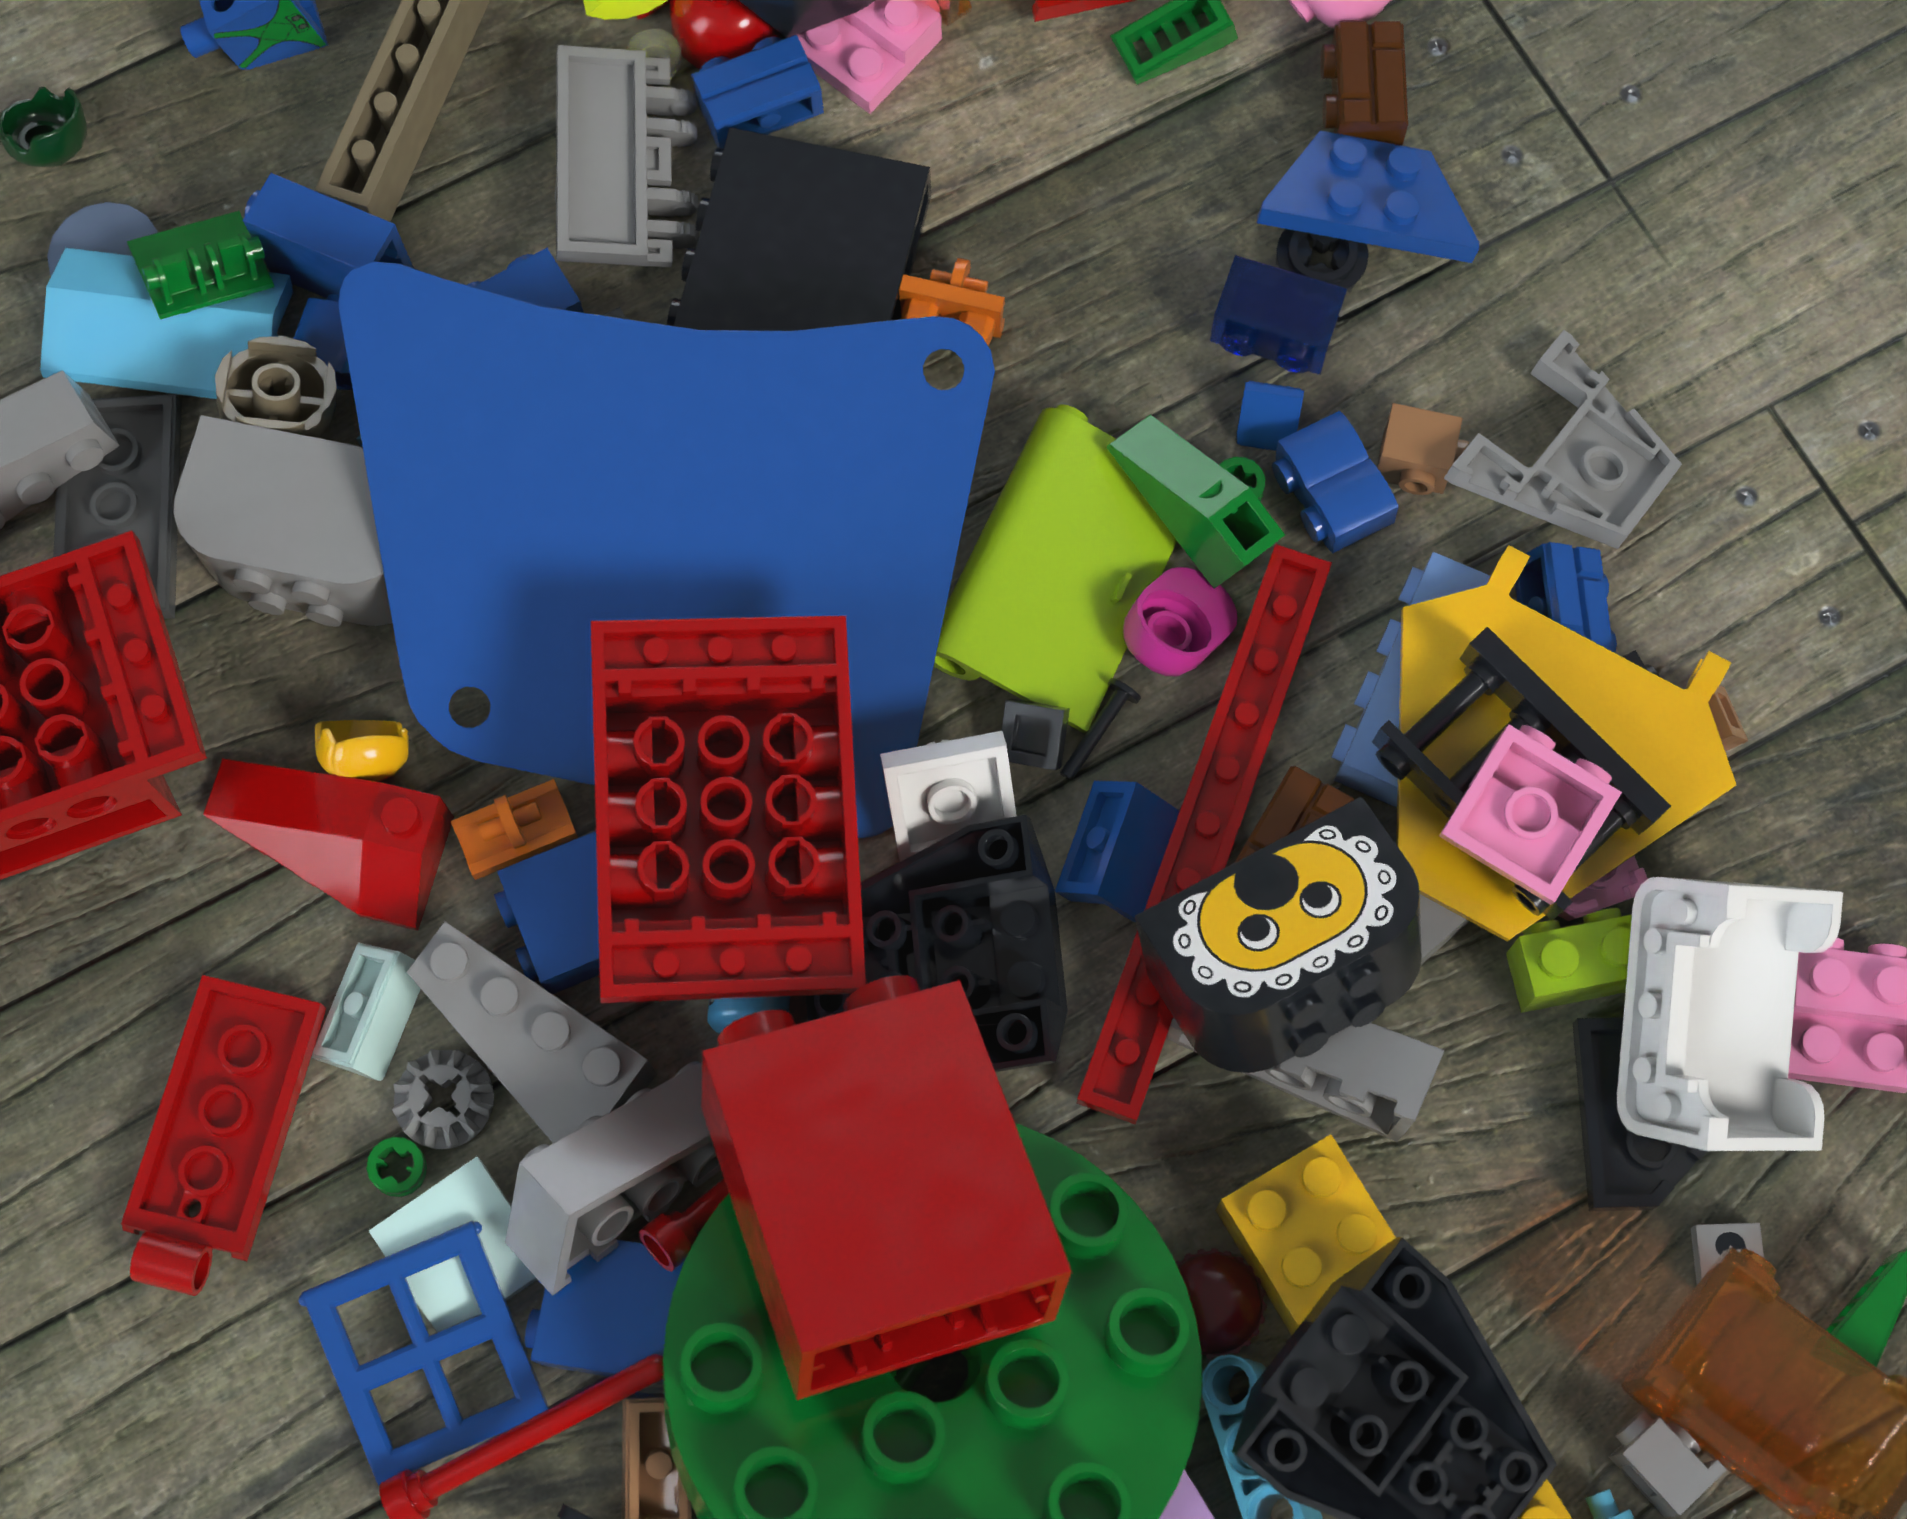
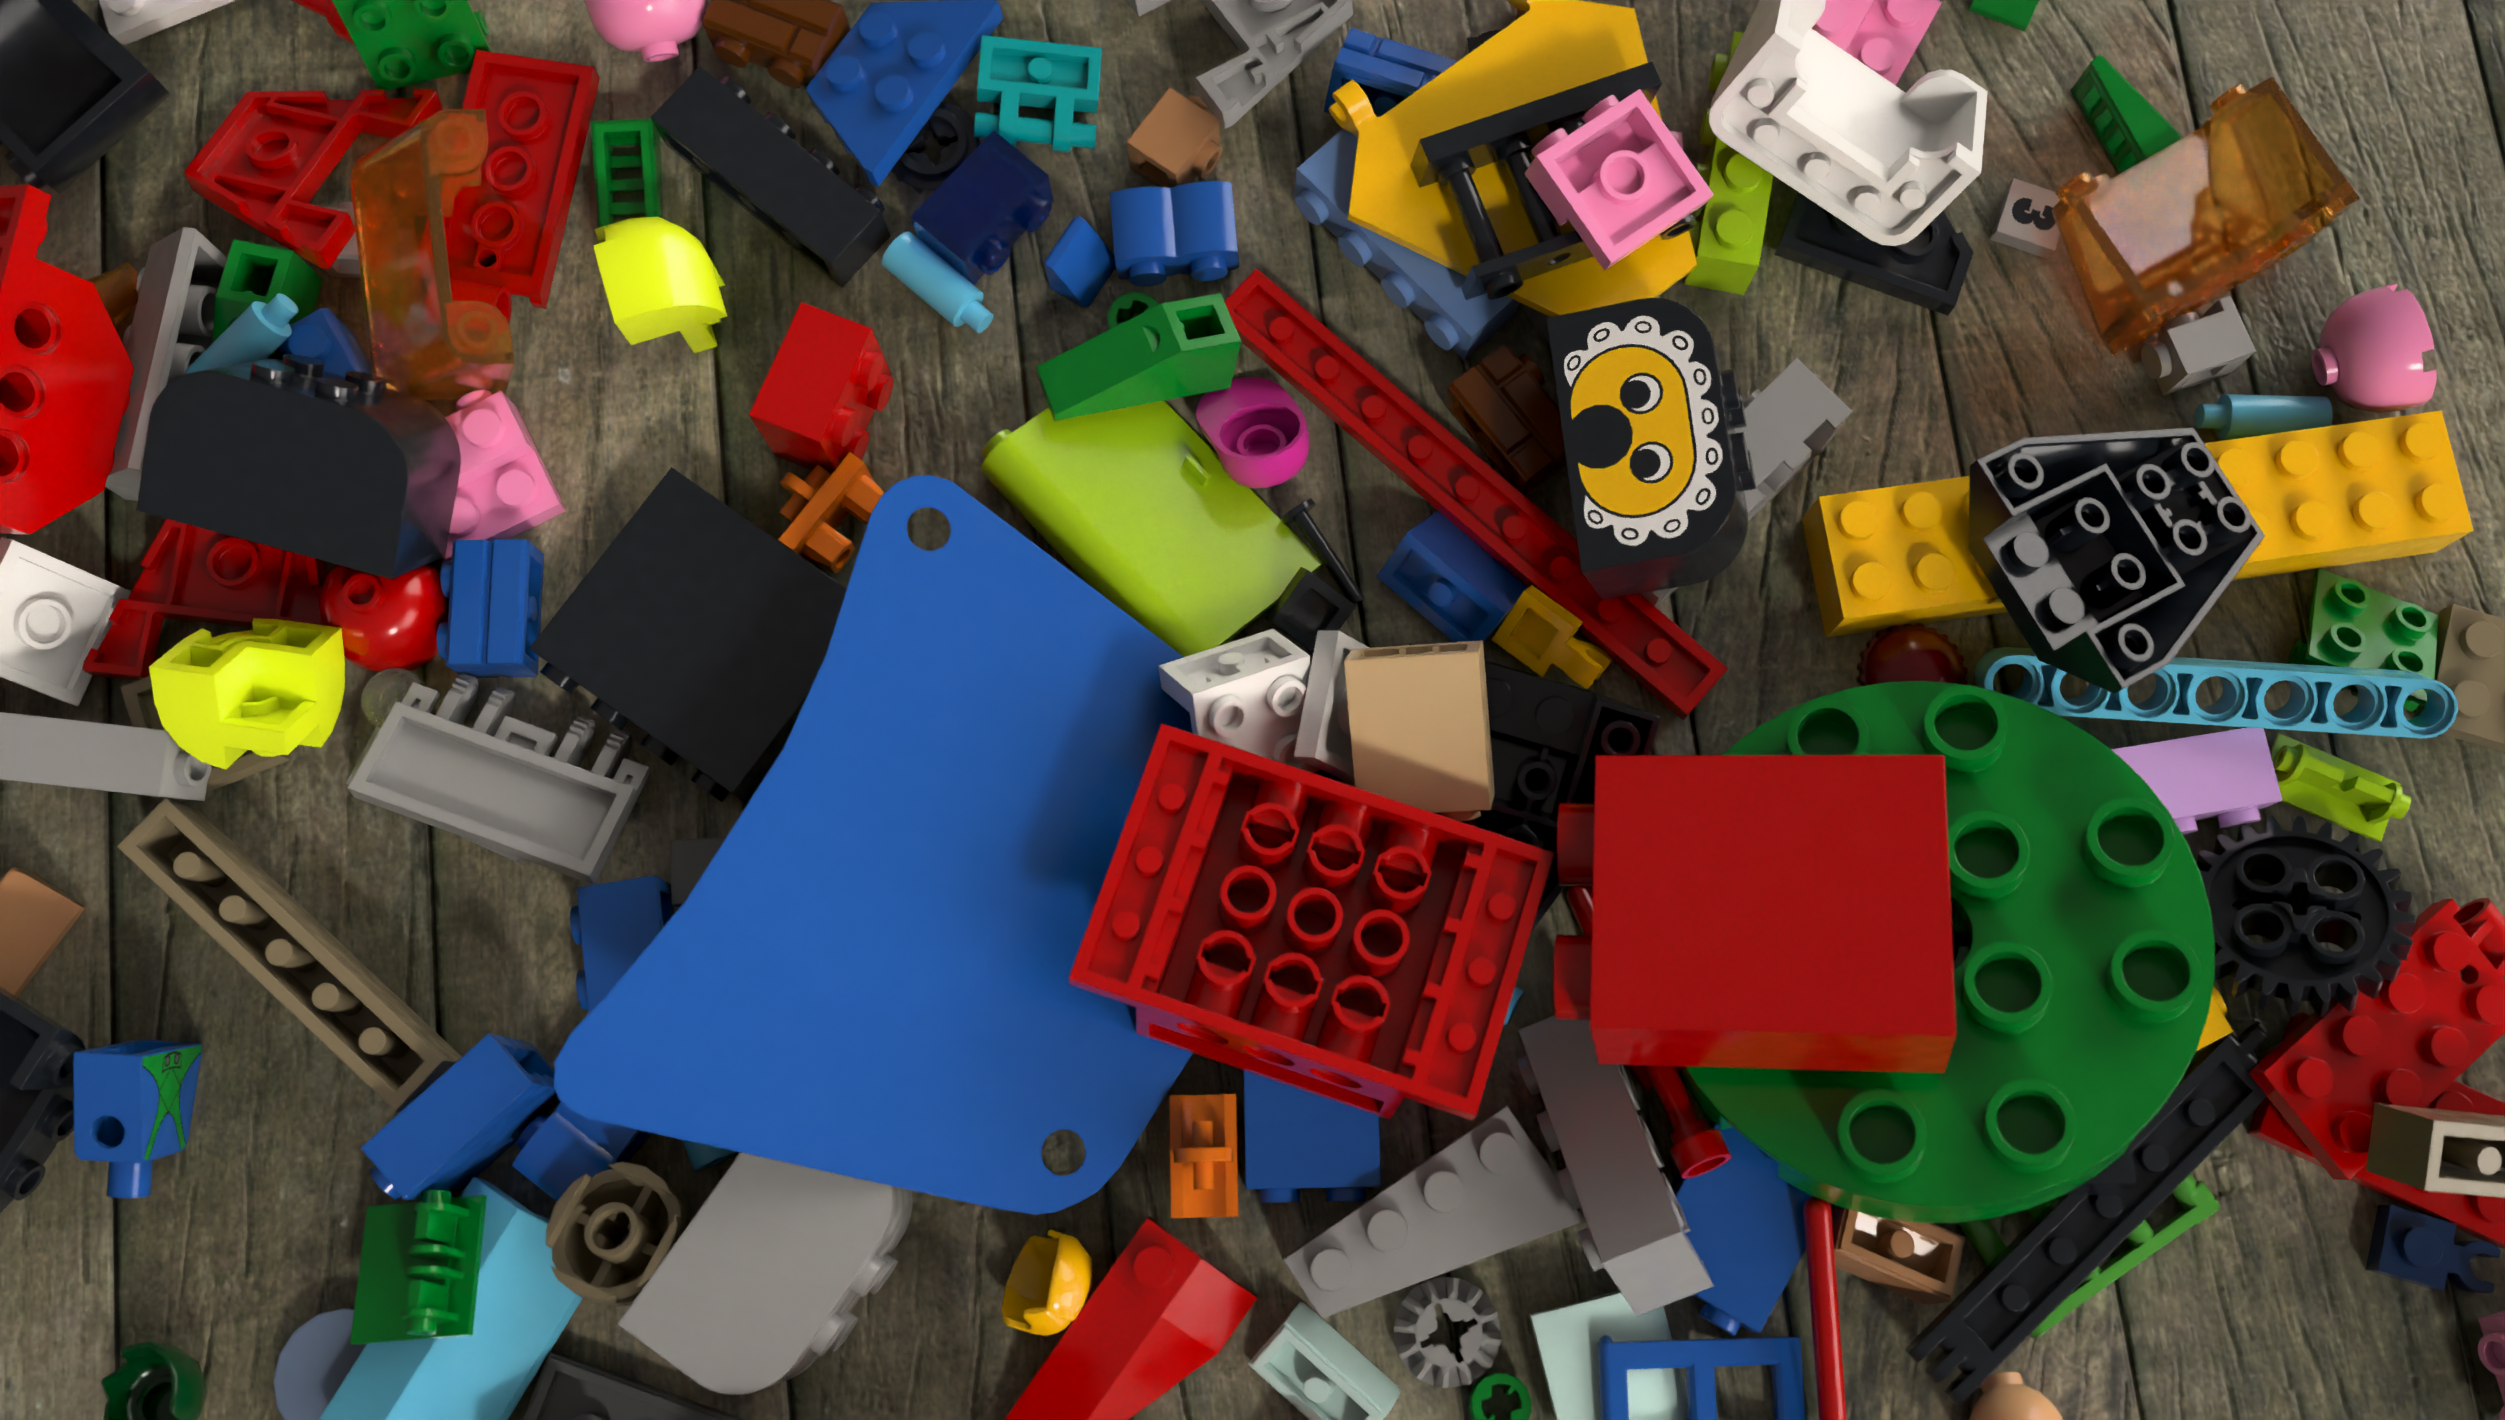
camera: 70 degrees left, 5 degrees up
(913, 697) = (1245, 694): none -> white bracket
(947, 851) = (1422, 726): none -> tan brick
(1048, 253) = (822, 390): none -> red brick
(1086, 88) = (659, 281): none -> neon yellow brick
(1094, 946) = (1542, 635): none -> yellow plate
(1196, 310) = (936, 282): none -> medium azure cylinder
(1229, 140) = (772, 175): none -> black brick
(1426, 309) = (1042, 77): none -> teal plate

